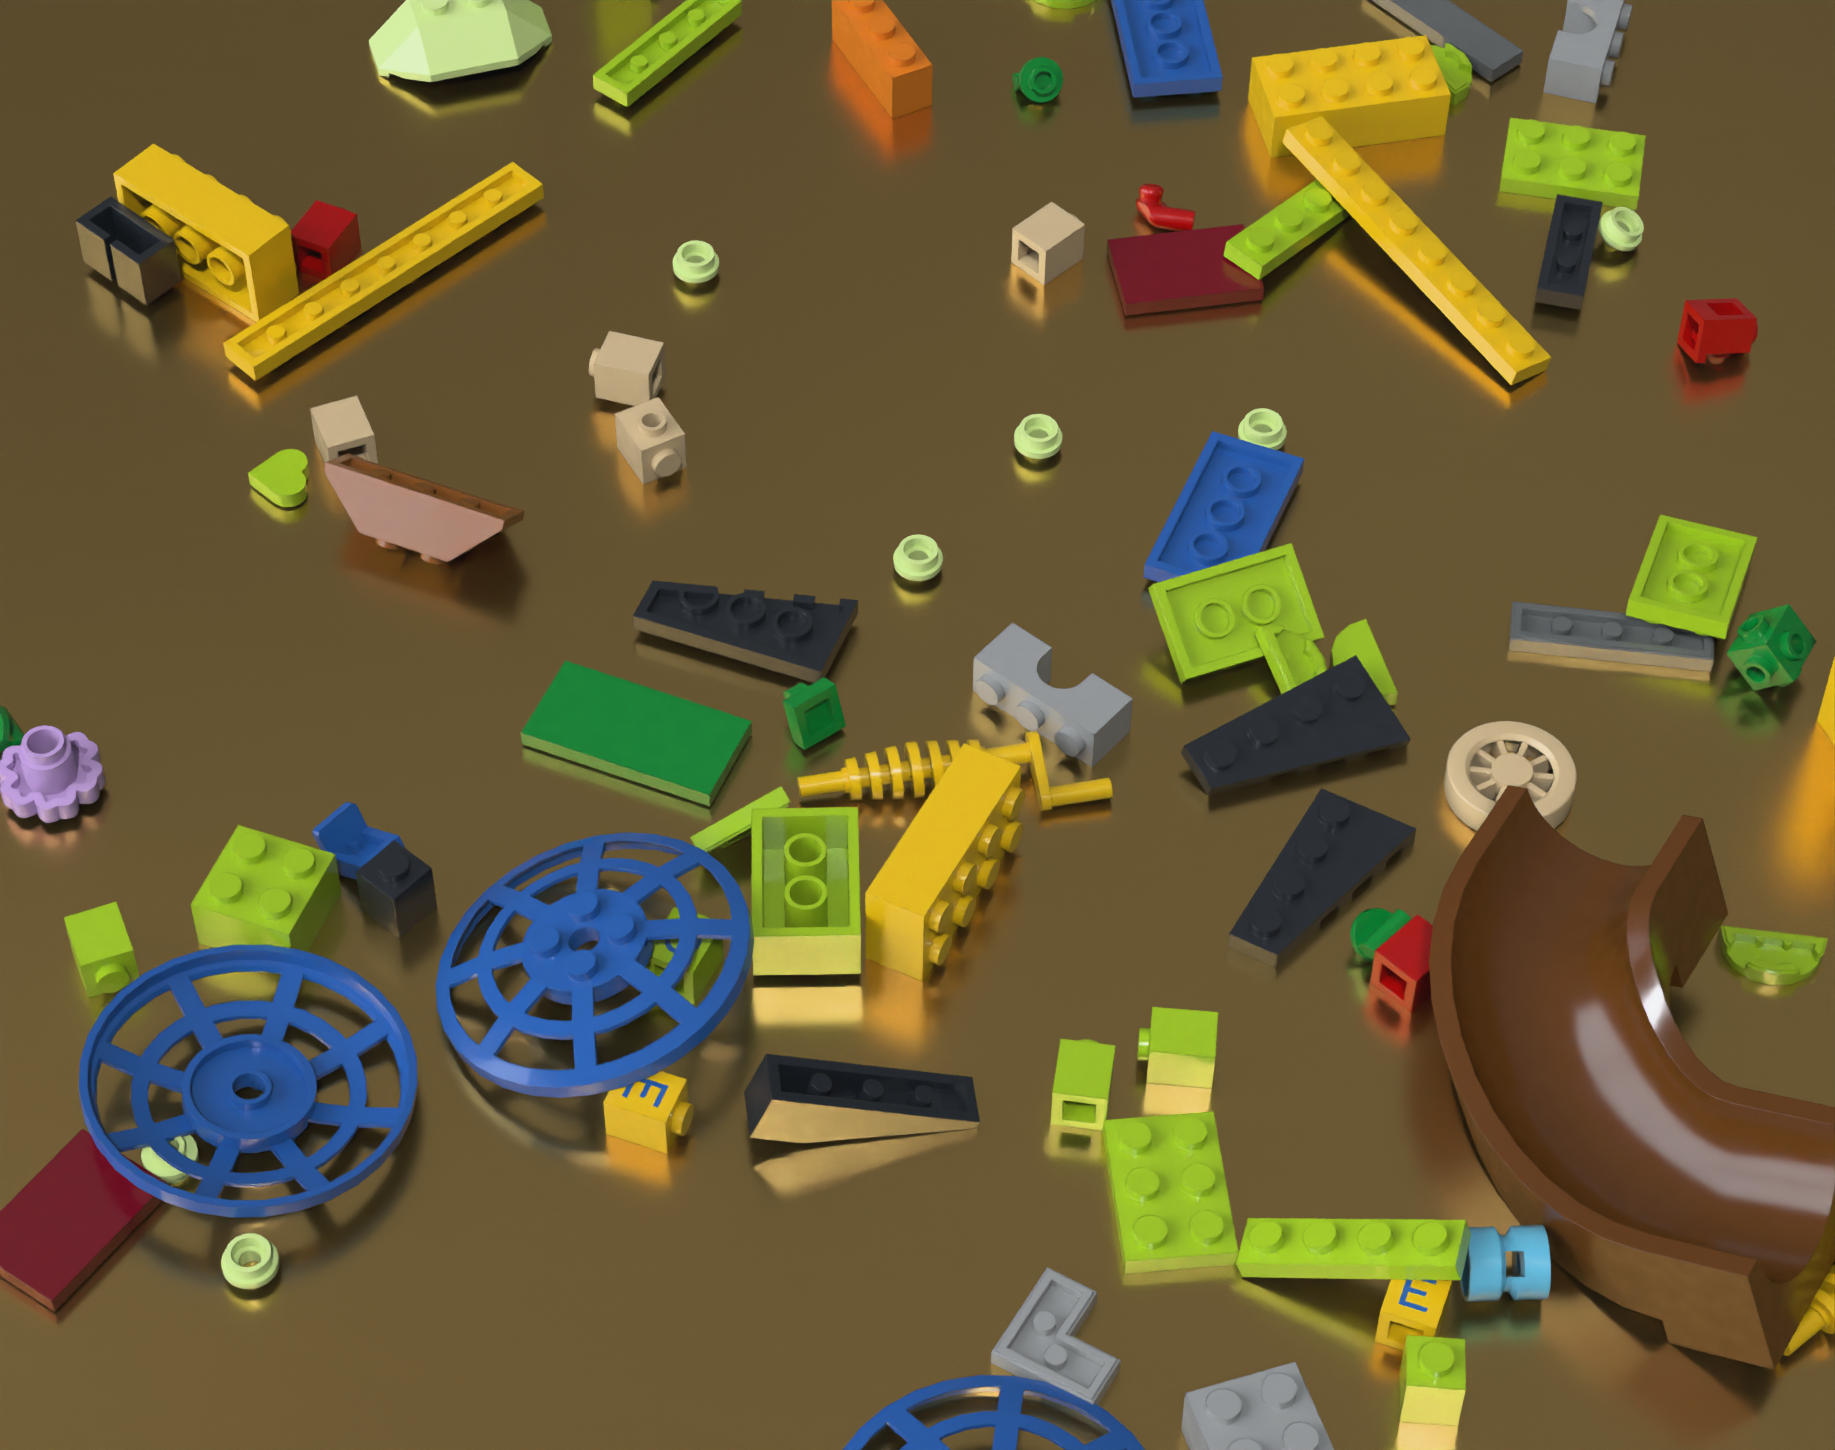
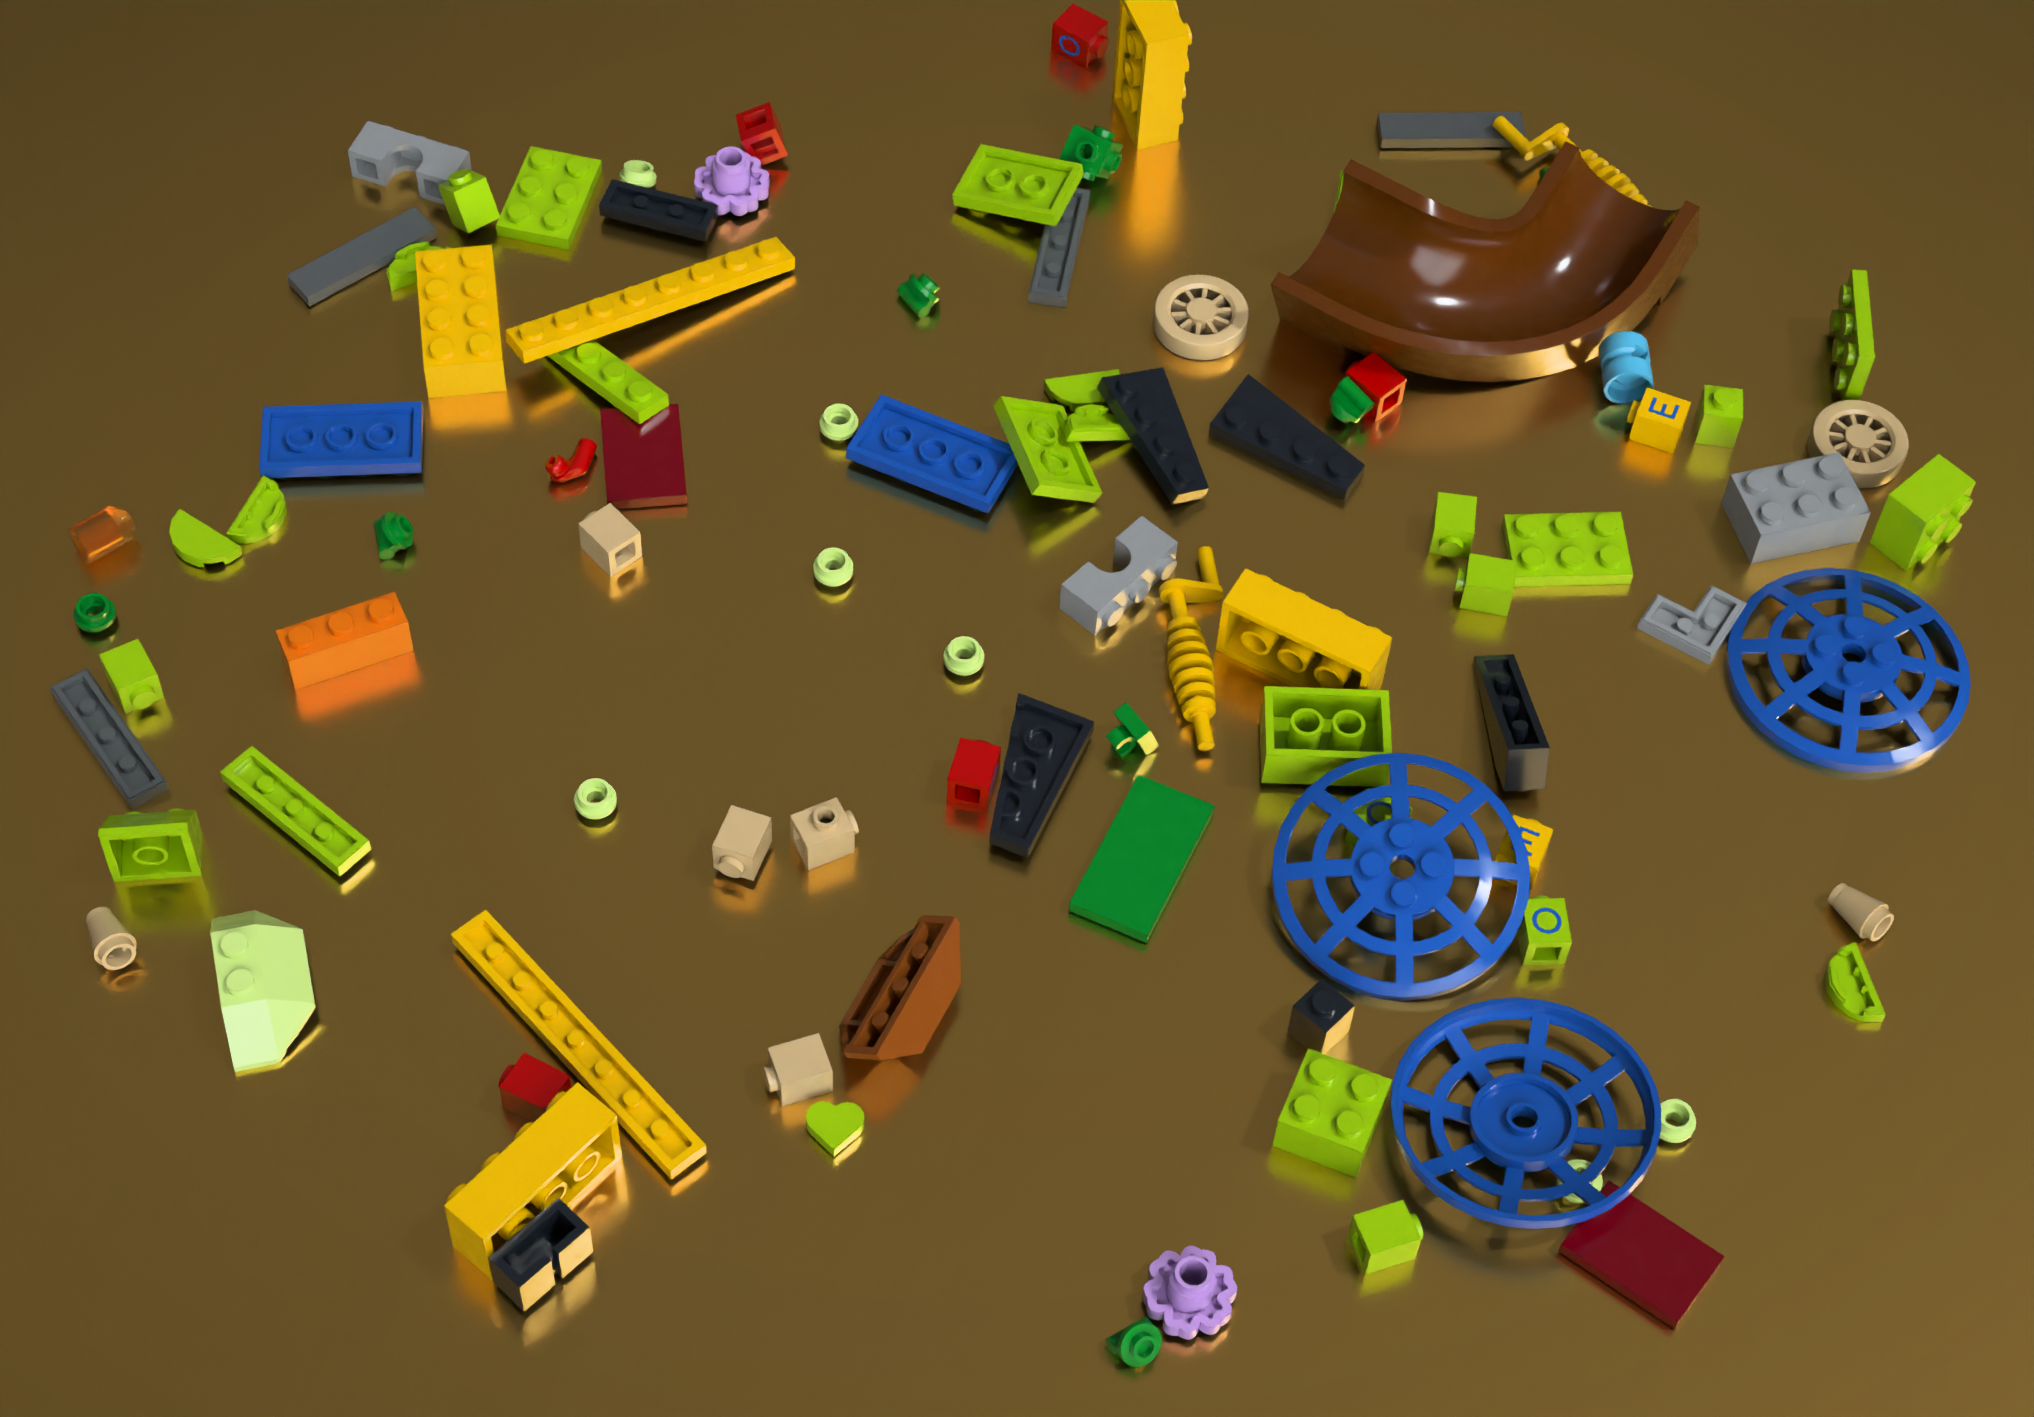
camera: 90 degrees left, 5 degrees up
(351, 839) = (1275, 1047): blue bracket -> none
(527, 1125) = (1544, 932): none -> lime brick
(737, 824) = (1249, 780): lime tile -> none
(742, 562) = (973, 773): none -> red brick
(1354, 1248) = (1629, 439): lime plate -> none
(1491, 498) = (919, 293): none -> green plate
(1530, 81) = (468, 200): none -> lime brick
(1631, 310) = (732, 181): none -> lavender plant

